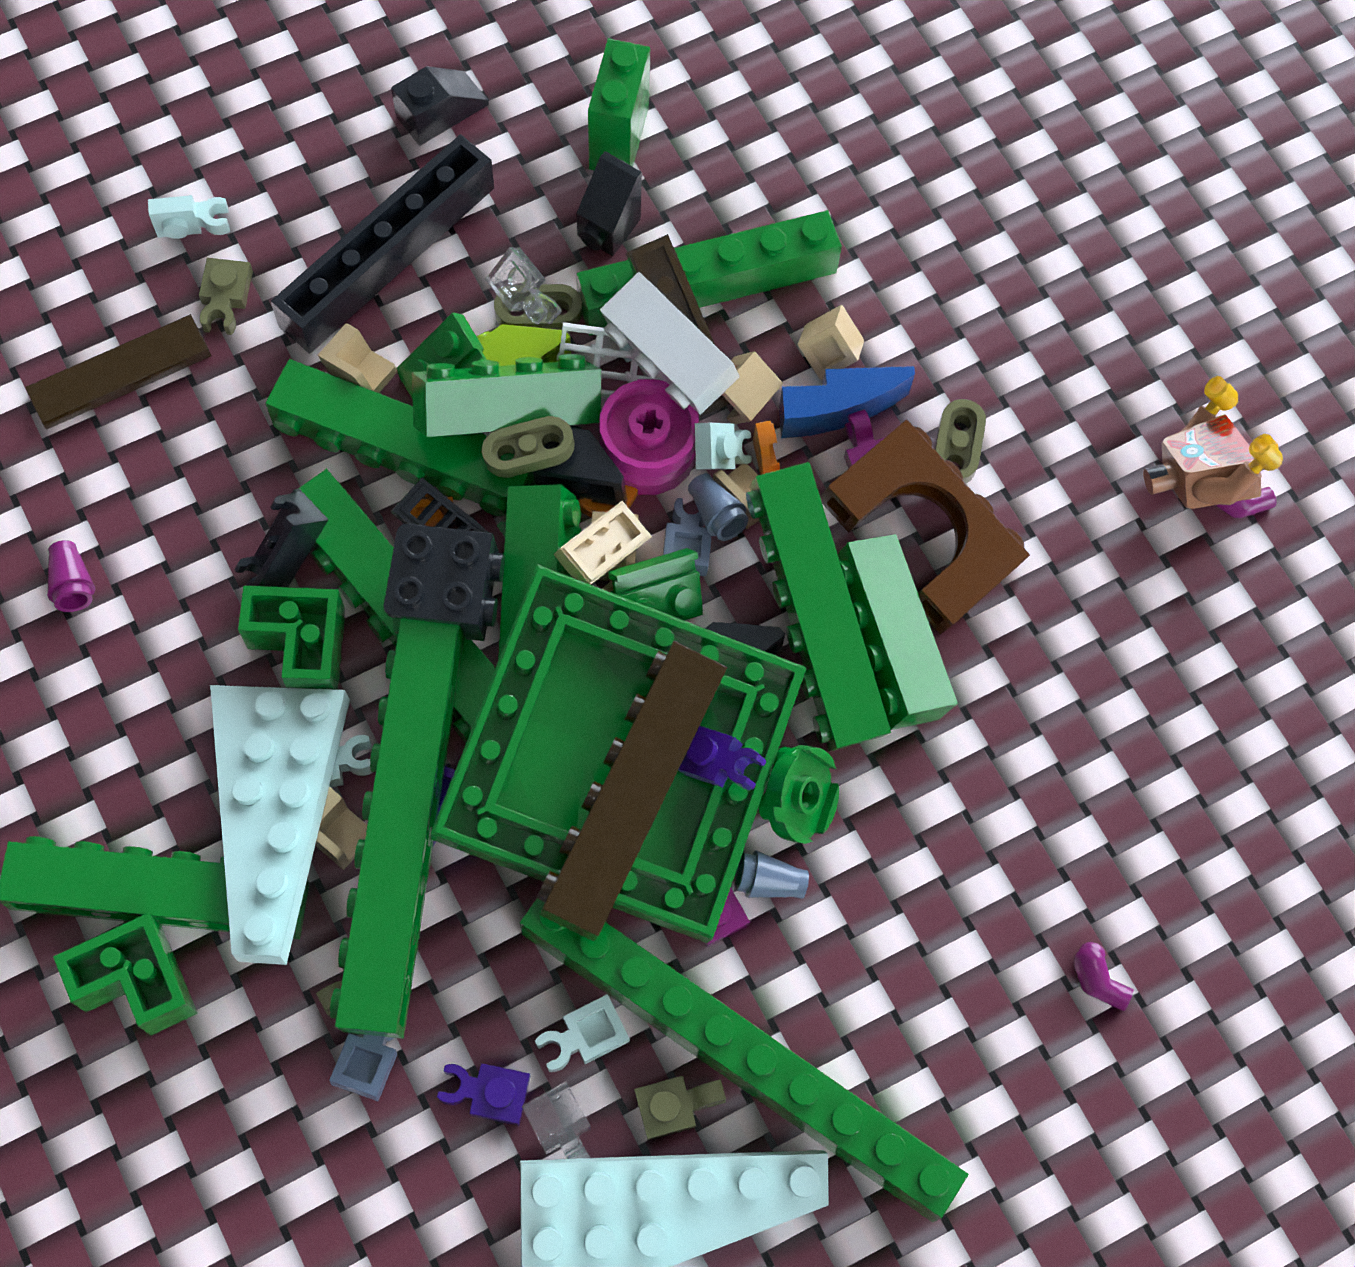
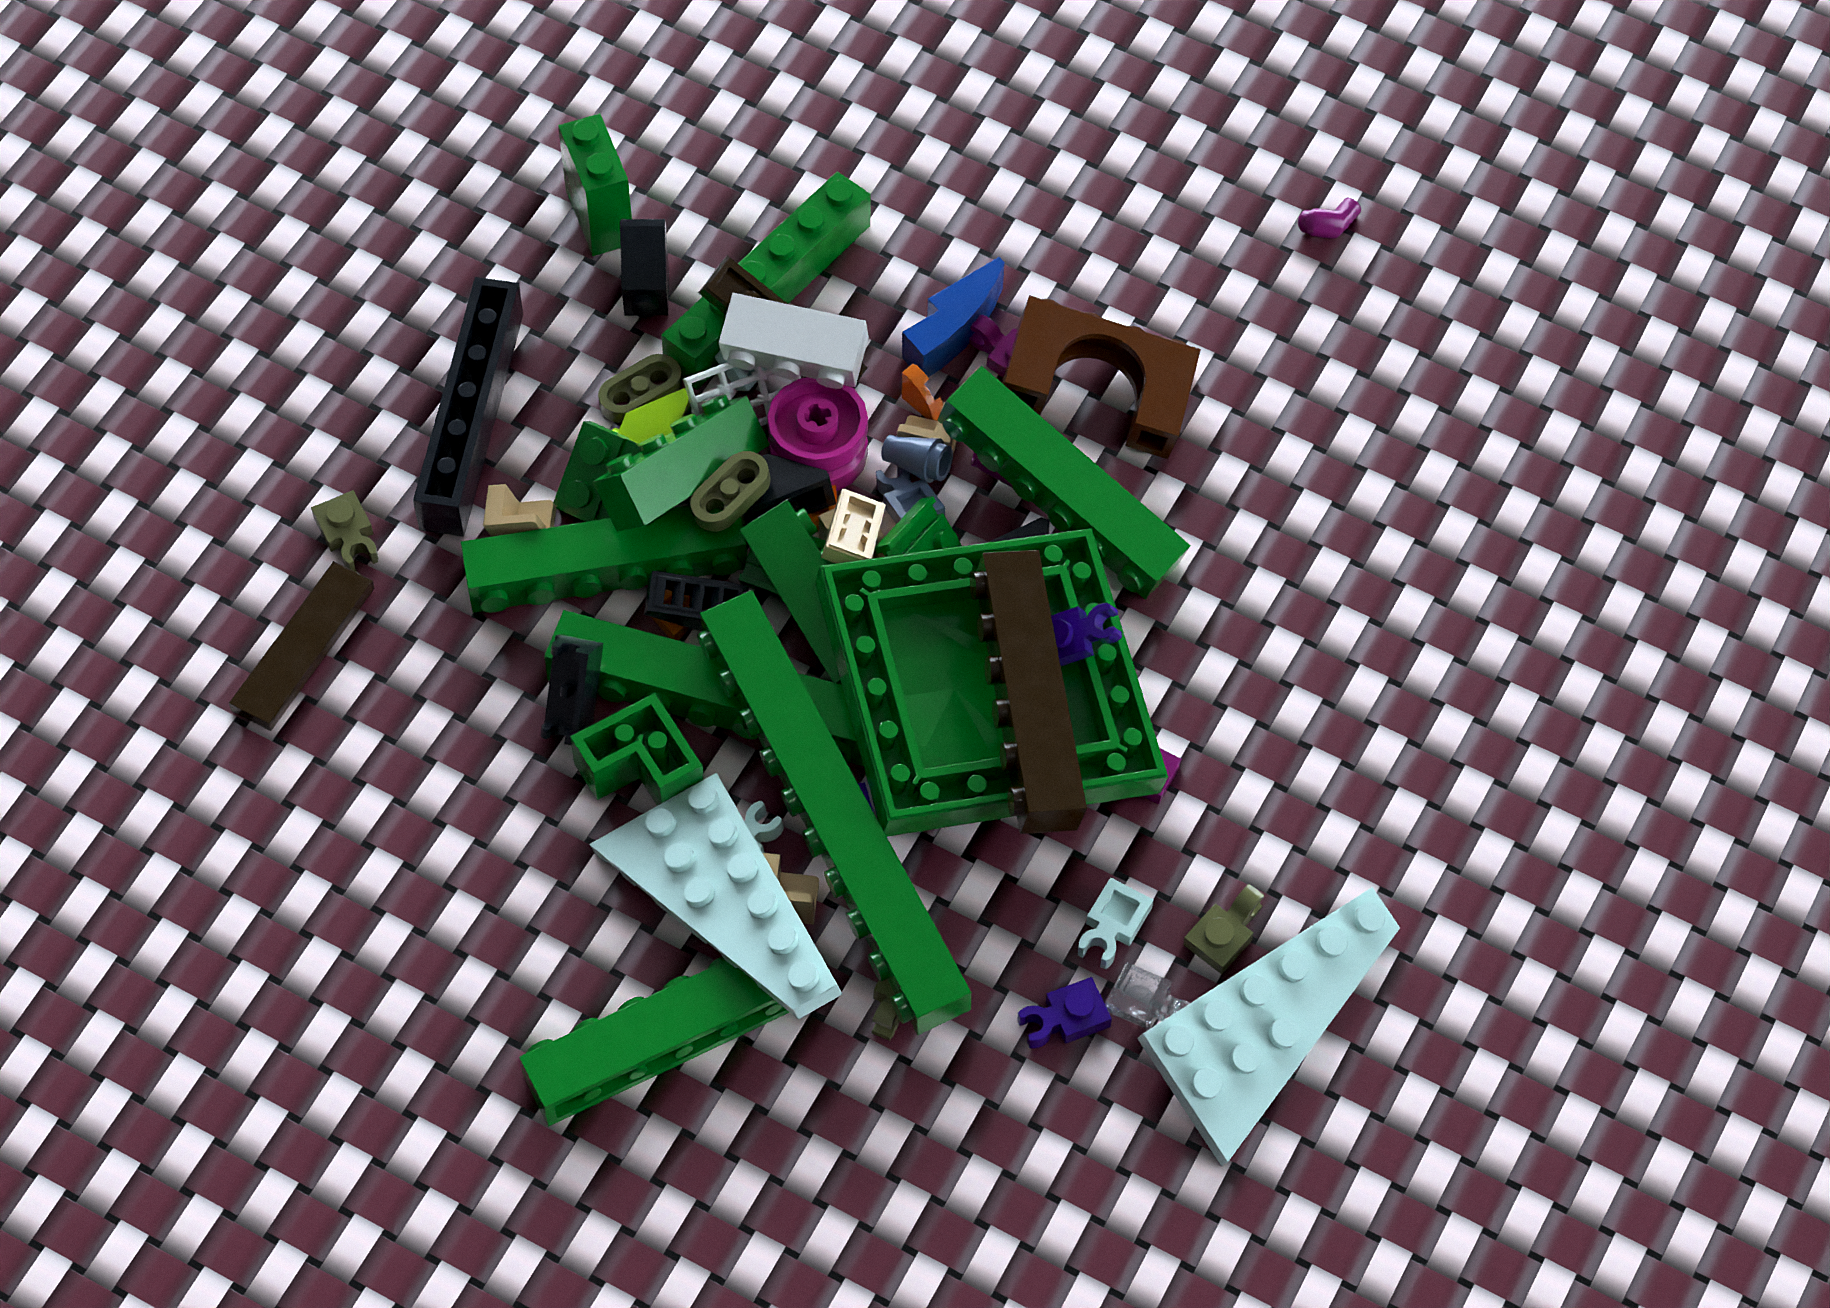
camera: 30 degrees left, 10 degrees down
(68, 578) = (396, 833): magenta cone -> none
(132, 963) = (704, 1086): green brick -> none
(182, 216) = (263, 483): light aqua plate -> none
(364, 1065) = (952, 1052): sand blue plate -> none
(435, 101) = (417, 272): black slope -> none
(445, 578) = (745, 623): black bracket -> none
(518, 285) = (616, 372): clear plate -> none
(719, 446) = (886, 406): light aqua plate -> none
(752, 388) = (880, 353): tan panel -> none
(755, 1063) = (1254, 853): green brick -> none
(768, 877) = (1176, 715): sand blue cone -> none
(798, 772) = (1152, 636): green plate -> none
(831, 341) = (911, 279): tan panel -> none
(896, 632) = (1143, 468): brick -> none
(958, 445) = (1083, 293): olive plate -> none
(1095, 977) = (1480, 640): magenta arm -> none
(1210, 458) = (1287, 198): torso -> none

